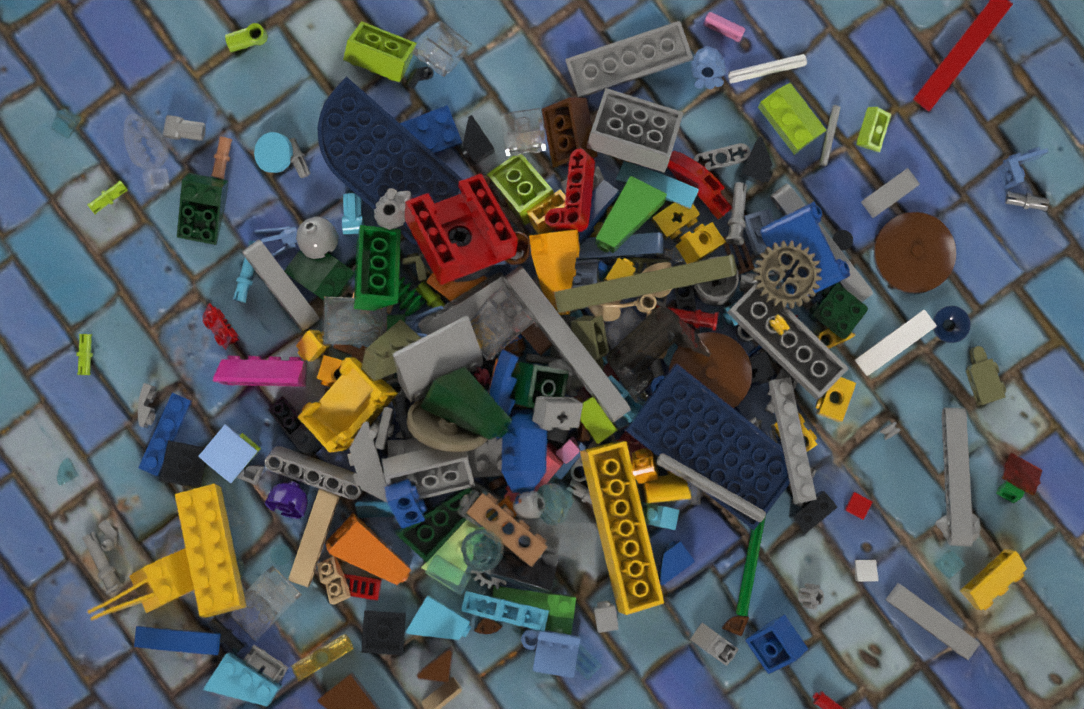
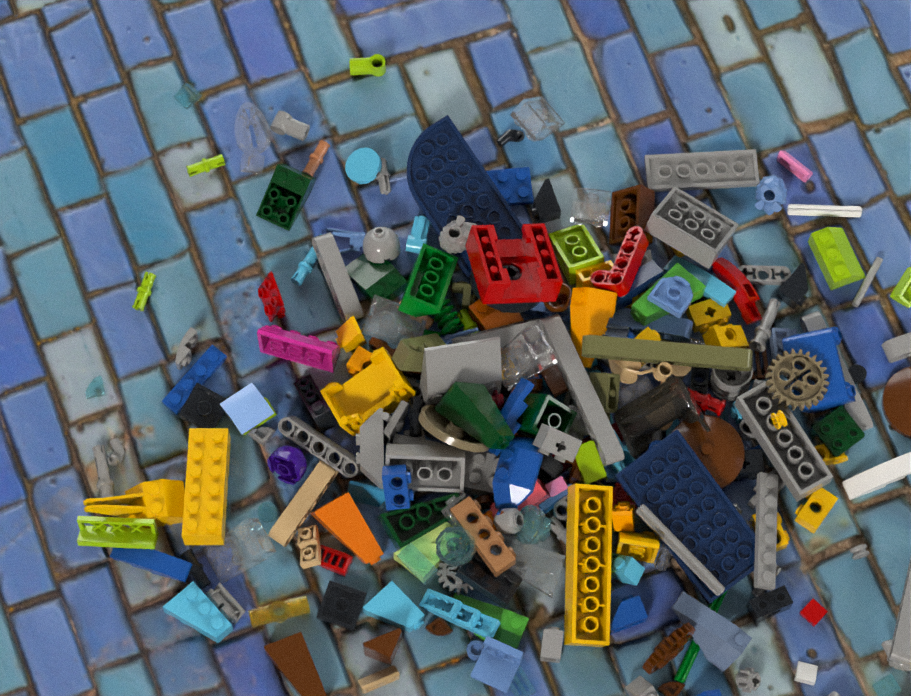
camera: 15 degrees right, 15 degrees down
(134, 623) = (117, 535): none -> lime fence
(379, 51) = (480, 107): lime slope -> none
(635, 215) = (672, 295): none -> medium blue tile
(725, 592) = (668, 648): none -> reddish brown gear
(766, 561) = (716, 636): none -> sand blue wedge

